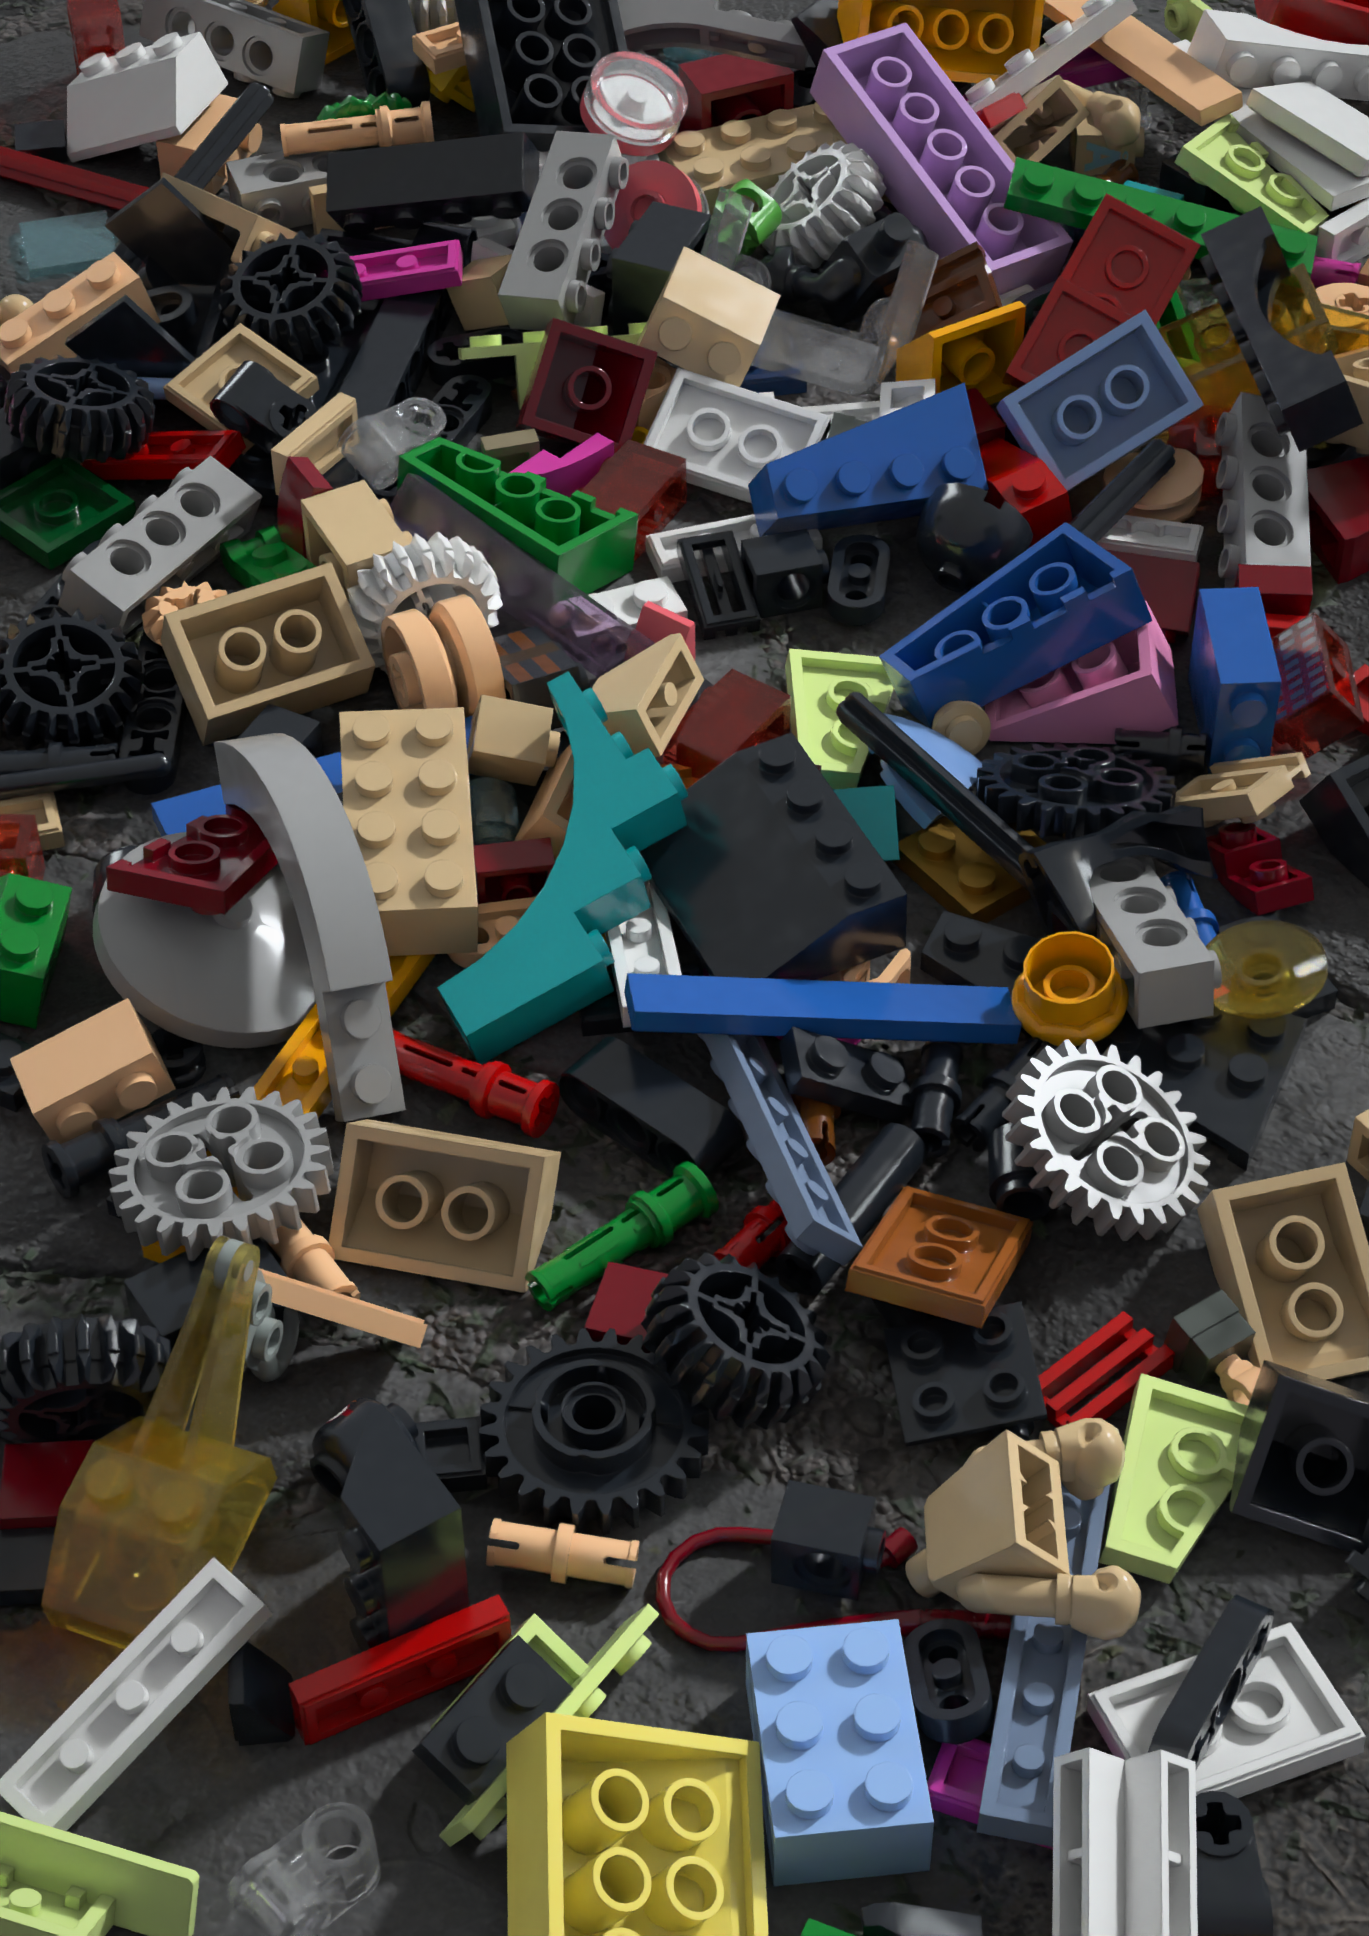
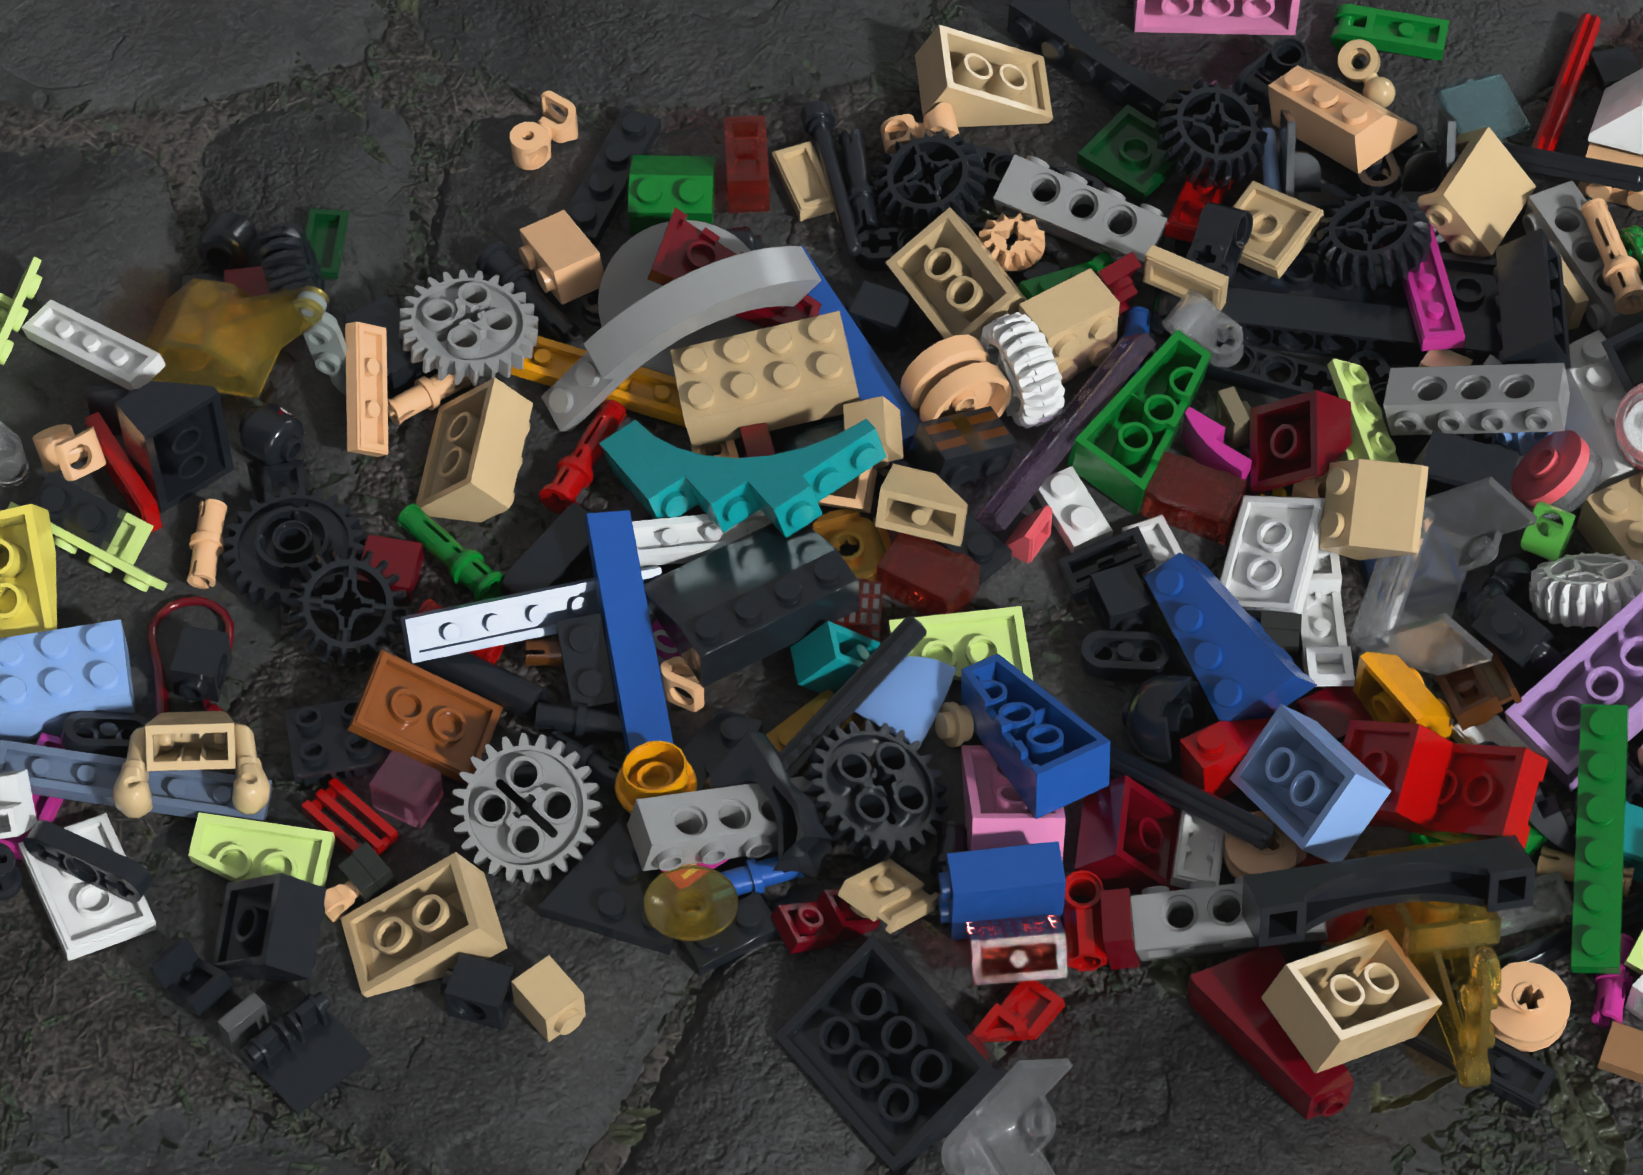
camera: 85 degrees right, 10 degrees up
(340, 1759) = (61, 449): none -> light nougat leg
(1062, 1283) = (406, 789): none -> clear pink panel

